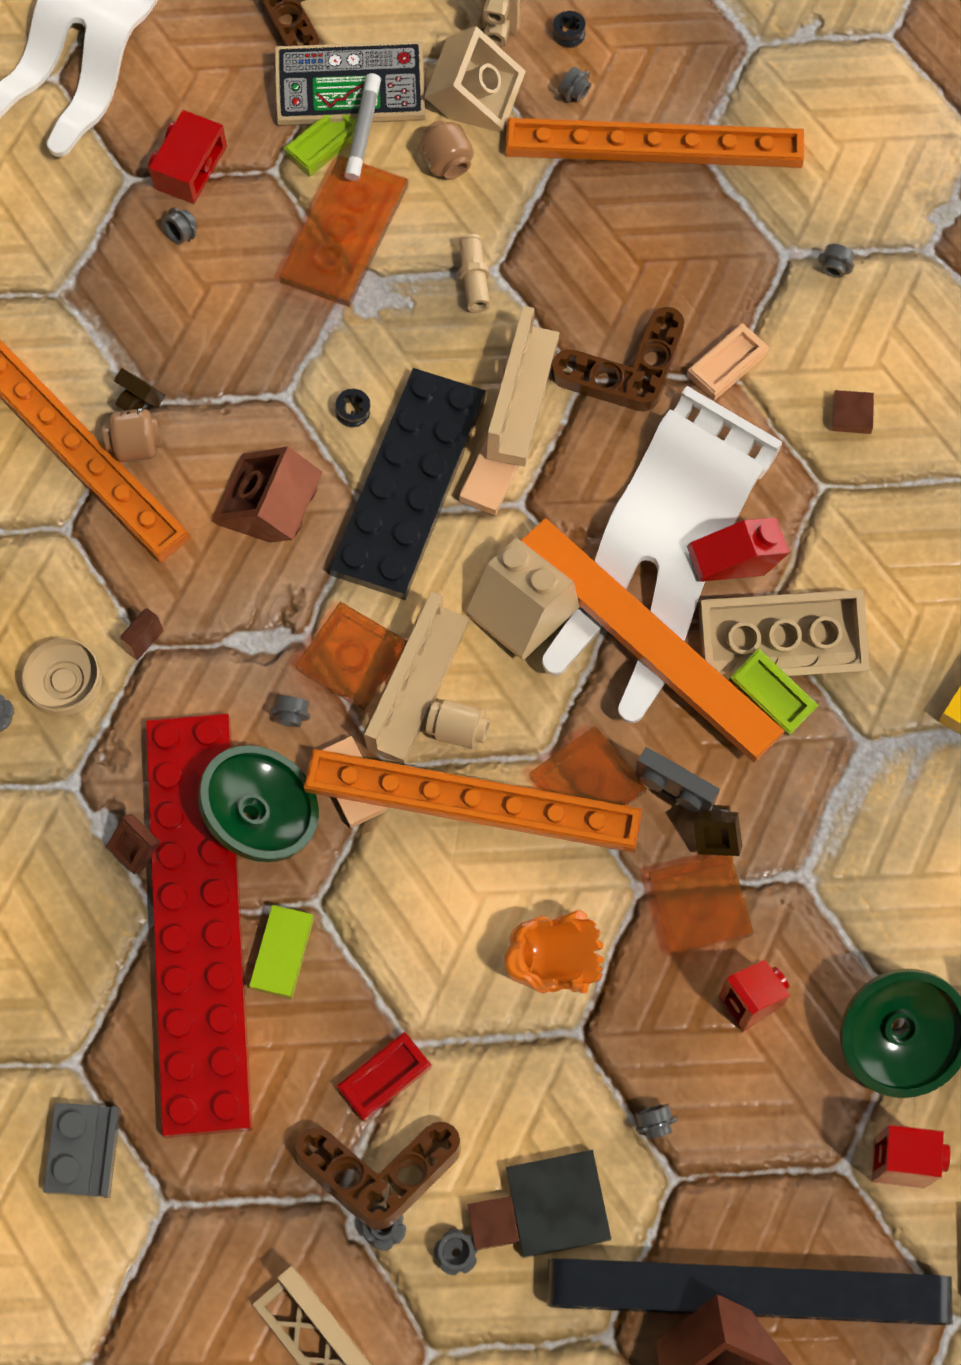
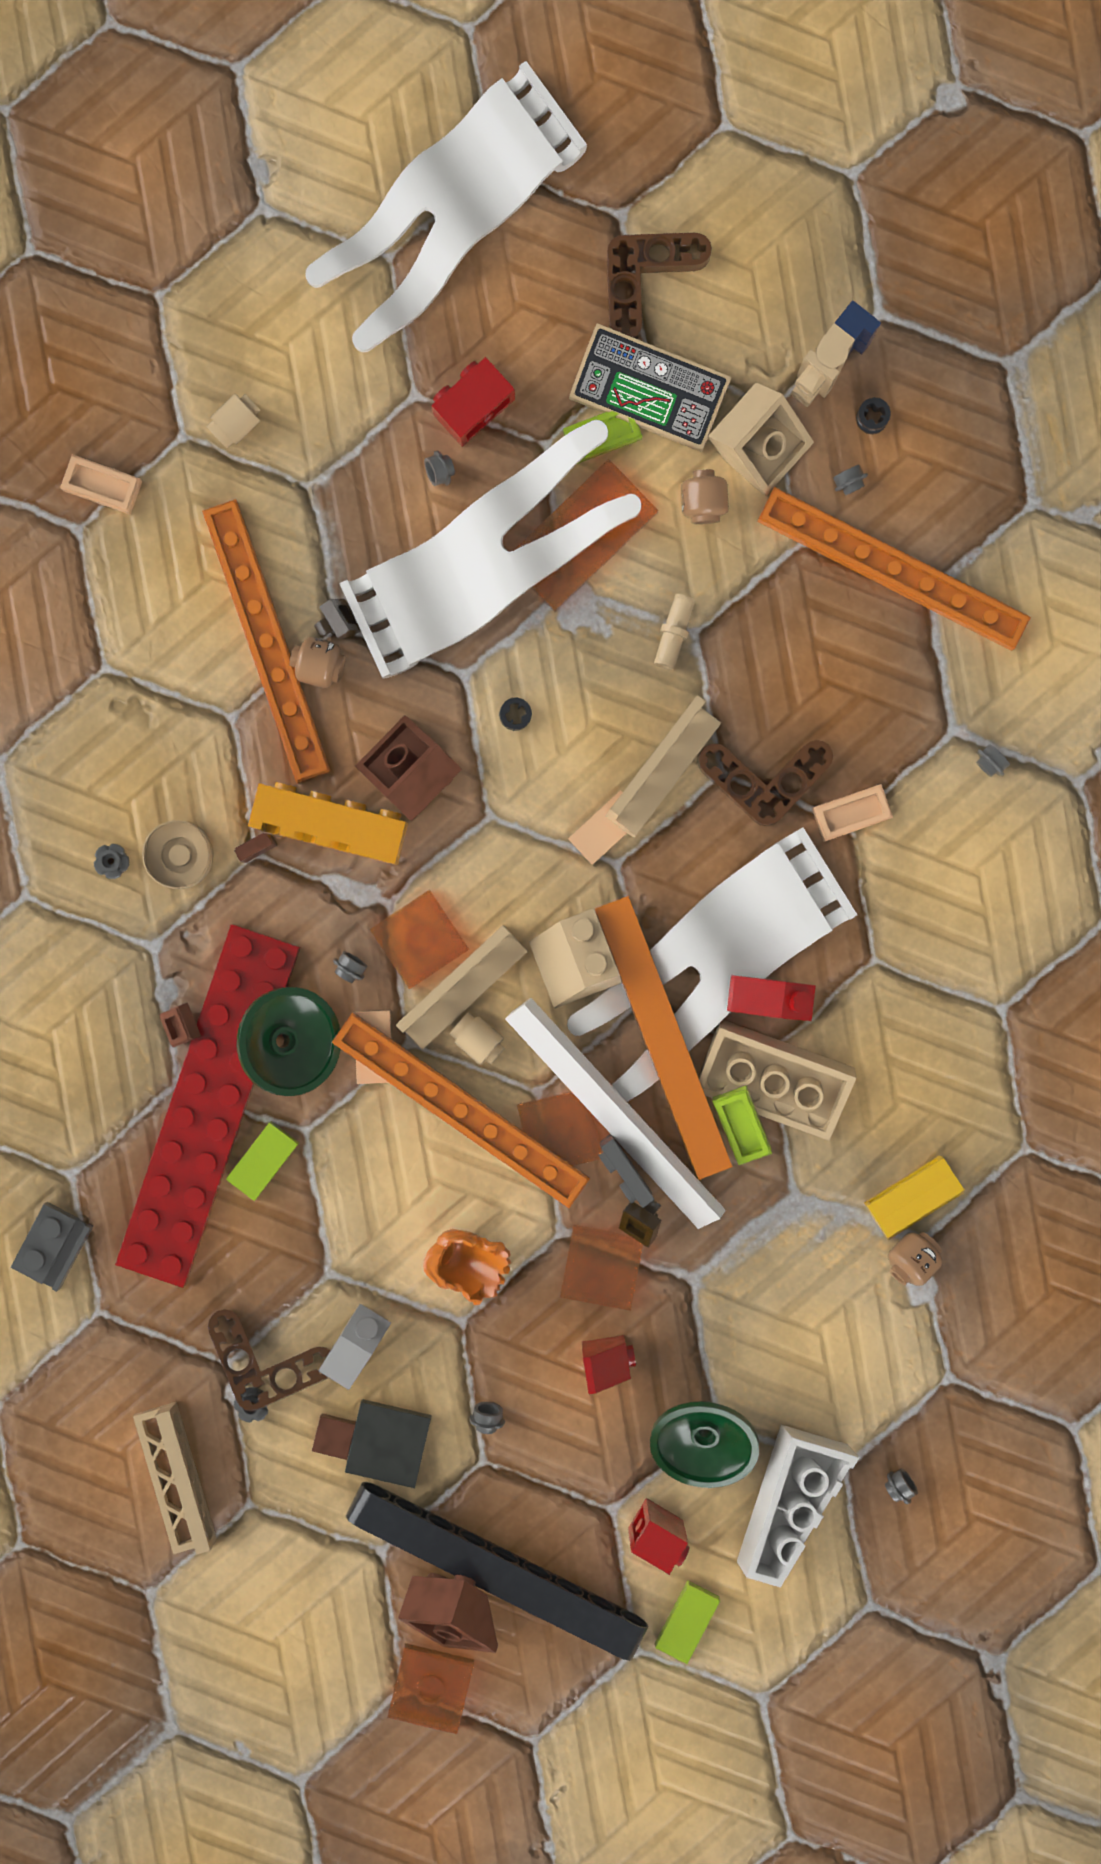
camera: 20 degrees right, 20 degrees up
(207, 576) = (328, 824): none -> light orange wedge
(247, 297) = (465, 572): none -> white flag
(362, 127) = (639, 443): light grey bar -> none
(384, 1076) = (300, 1291): red tile -> none
(408, 484) = (533, 804): black plate -> none
(443, 1252) = (288, 1449): dark grey plate -> none
(471, 1098) = (354, 1346): none -> light grey slope
(637, 729) = (615, 1114): none -> white tile
(853, 411) = (933, 907): copper tile -> none

